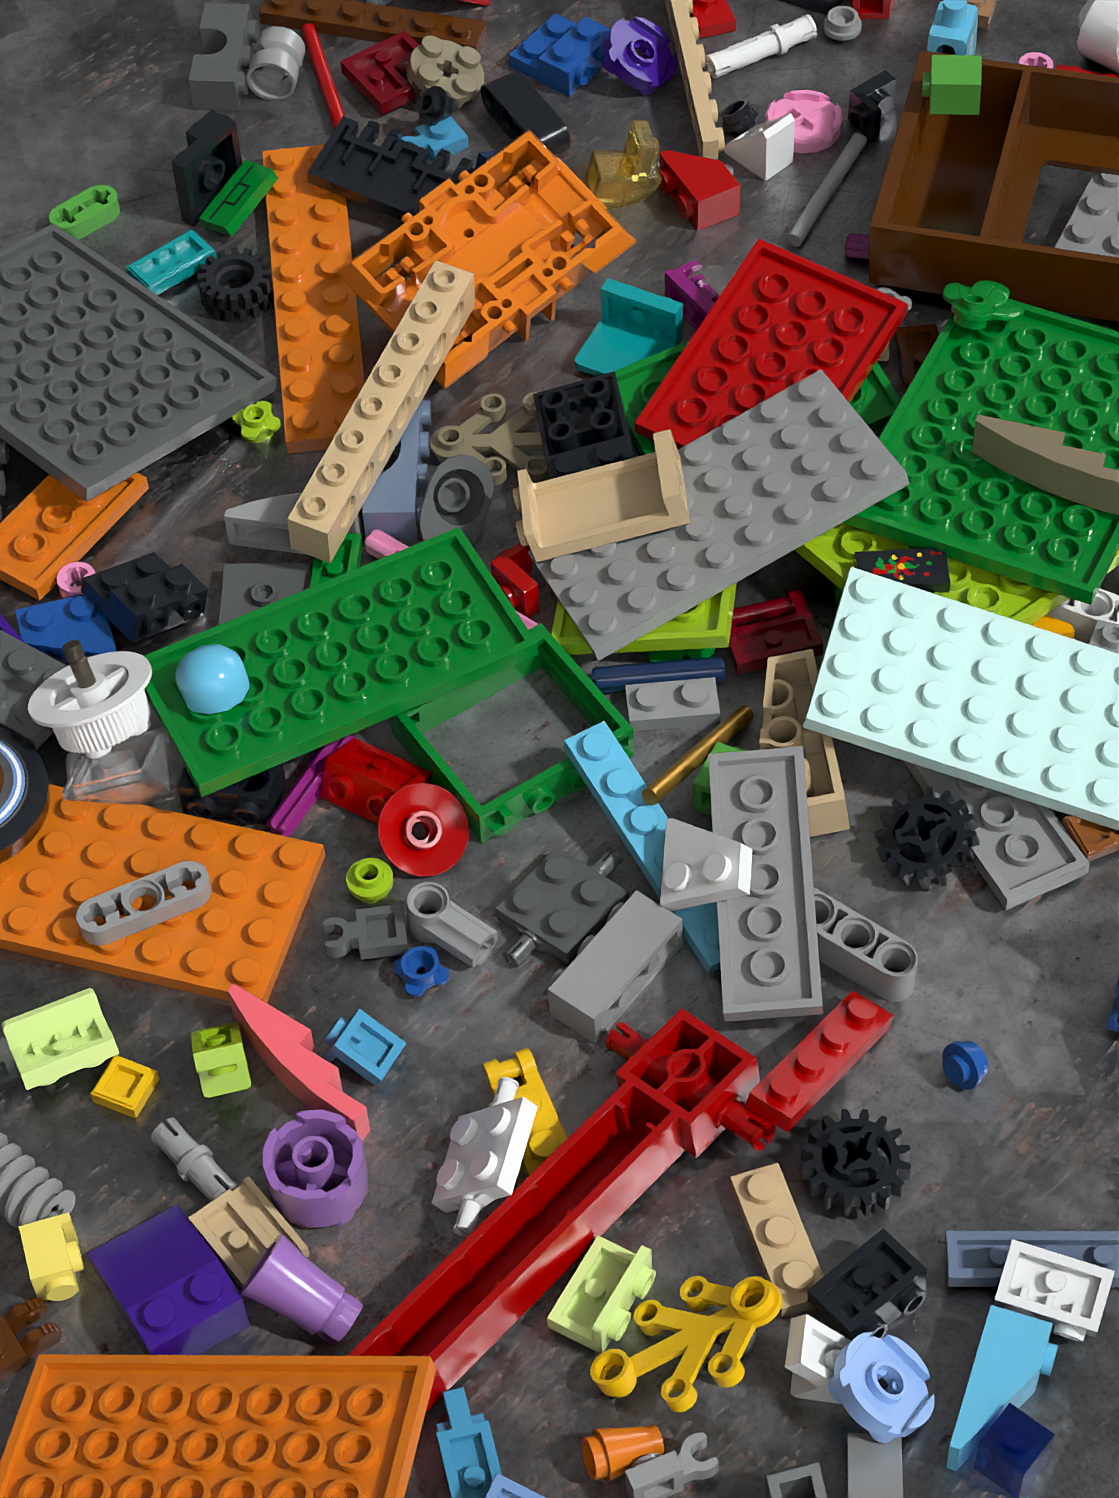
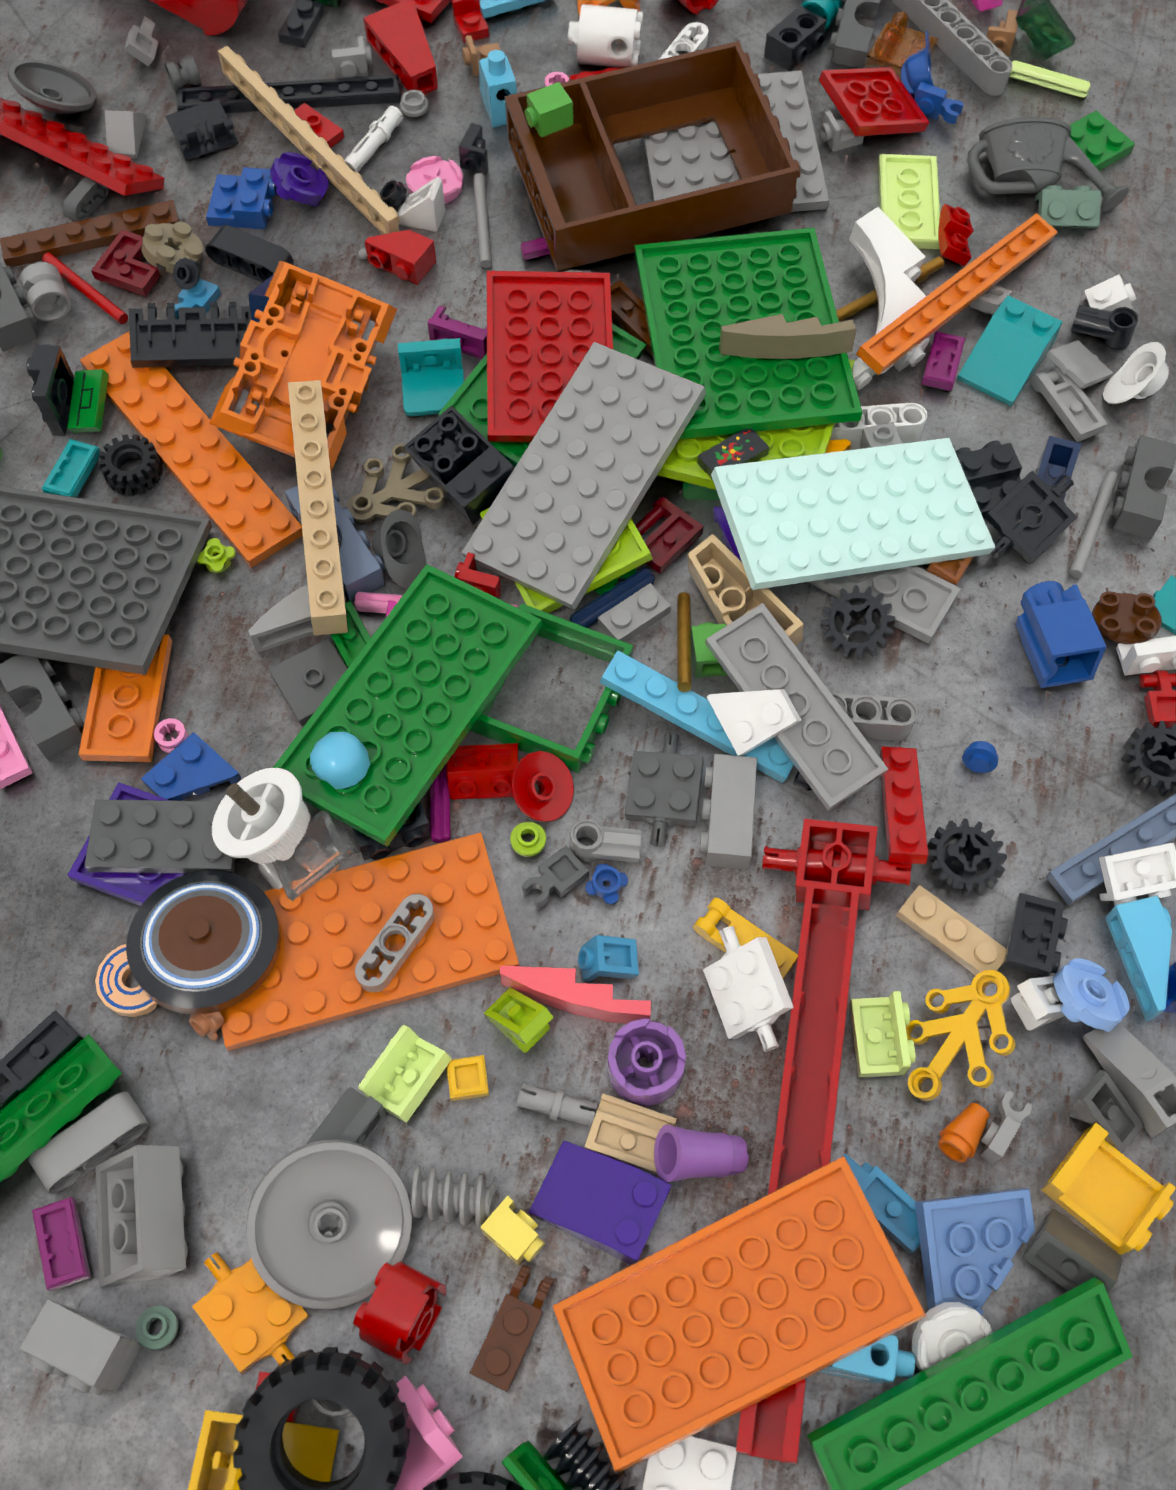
camera: 35 degrees left, 10 degrees up
(146, 596) = (231, 720): black plate -> none
(603, 503) = (513, 499): tan panel -> none
(626, 175) = (352, 262): clear yellow brick -> none
(980, 303) = (655, 252): green plate -> none

